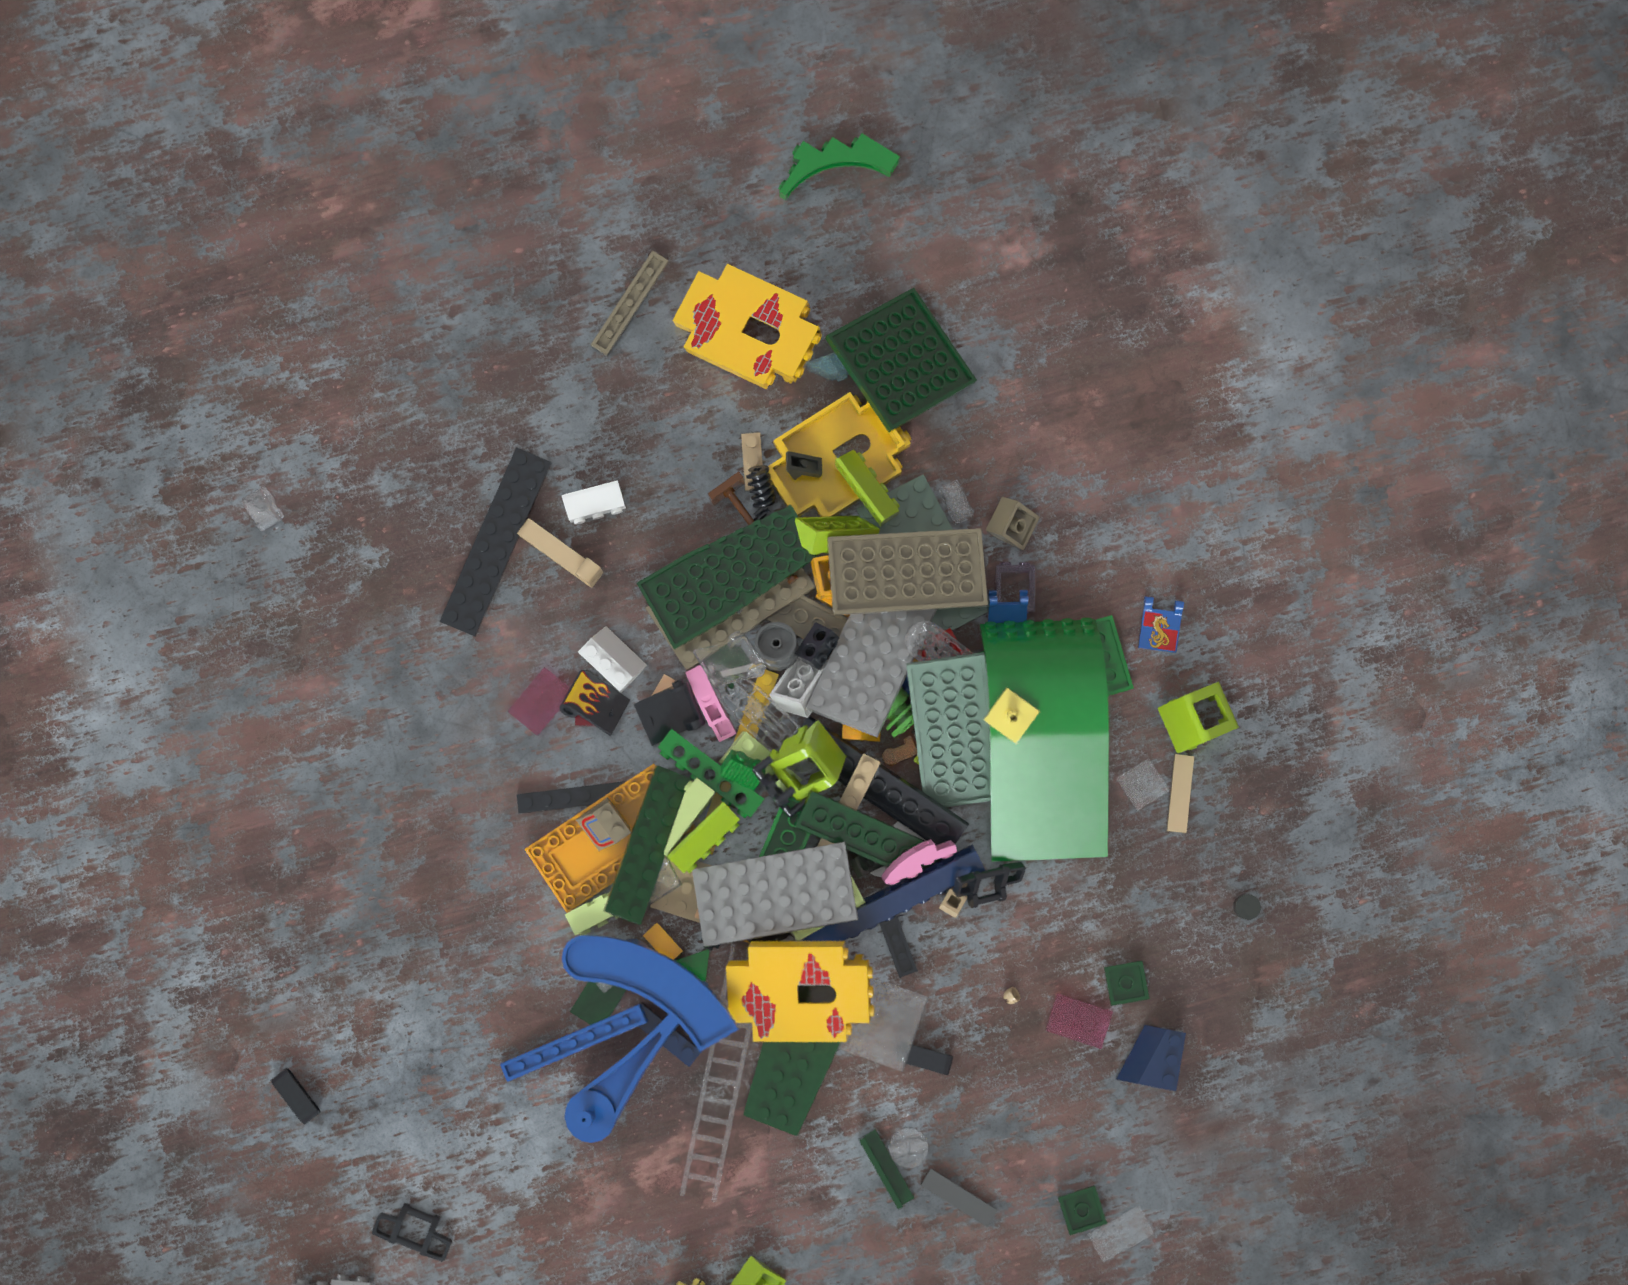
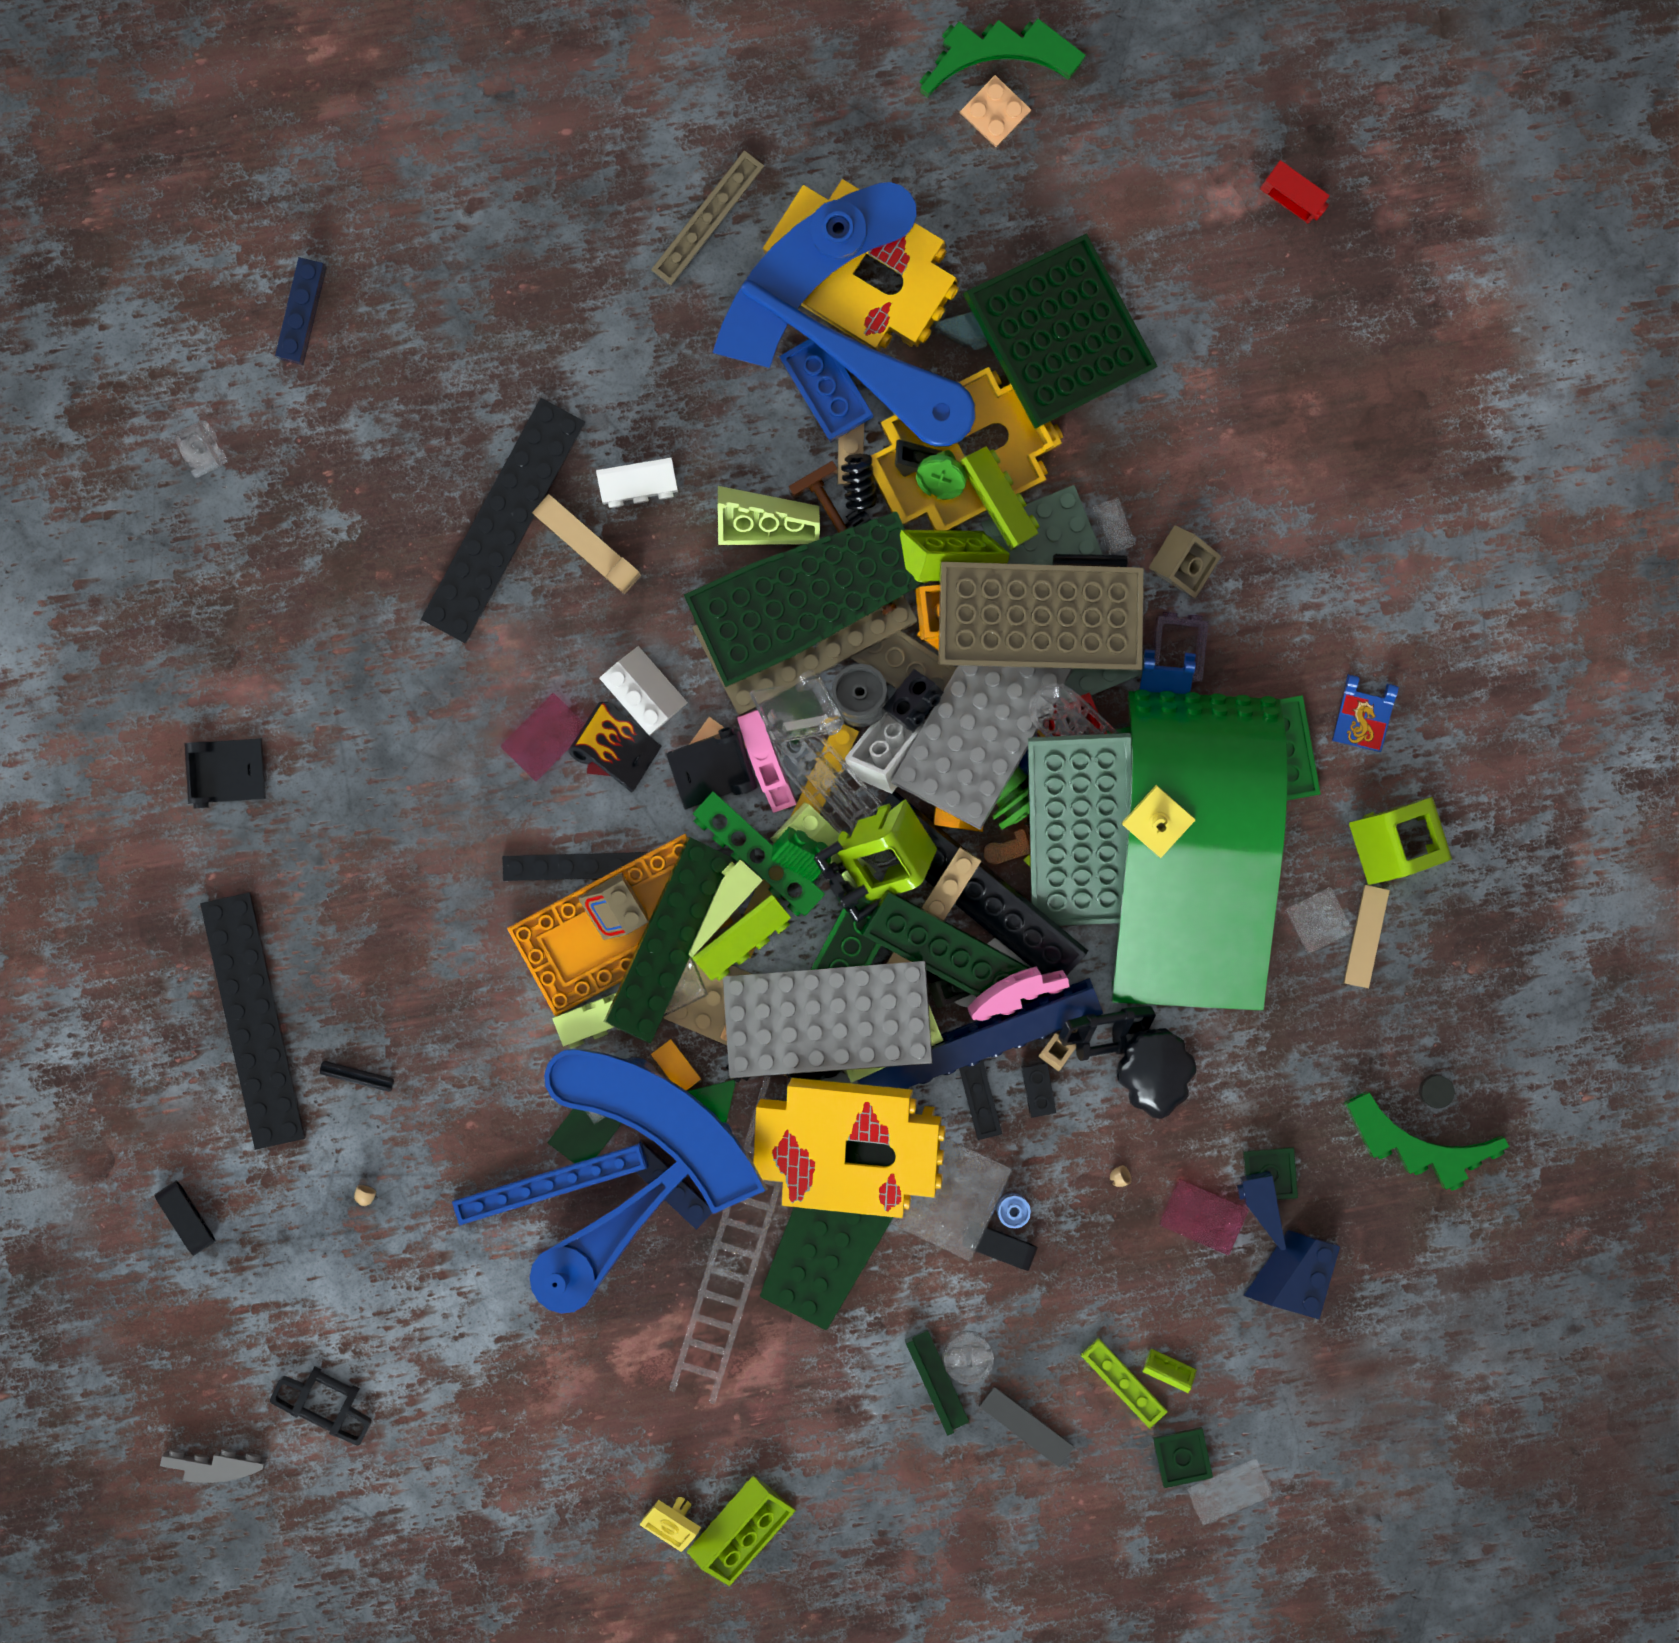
camera: 10 degrees right, 5 degrees up
(298, 751) = (221, 771): none -> black door
(330, 400) = (300, 311): none -> dark blue brick
(336, 939) = (252, 1020): none -> black plate
(420, 974) = (356, 1076): none -> black axle
(432, 1065) = (364, 1195): none -> tan hinge
(681, 355) = (770, 297): none -> blue piece
(692, 521) = (764, 519): none -> yellowish green wedge
(730, 418) = (826, 389): none -> blue plate
(822, 475) = (941, 475): none -> bright green tile
(837, 204) = (995, 111): none -> light nougat plate
(932, 1029) = (1013, 1210): none -> light blue wheel
(940, 527) = (1090, 560): none -> black axle
(942, 934) = (1038, 1089): none -> black brick
(1030, 911) = (1156, 1071): none -> black piece
(1030, 1156) = (1124, 1383): none -> lime tile
(1065, 1143) = (1169, 1370): none -> lime plate
(1066, 242) = (1295, 193): none -> red window
(1121, 1002) = (1261, 1199): none -> dark blue slope
(1261, 960) = (1448, 1162): none -> green arch

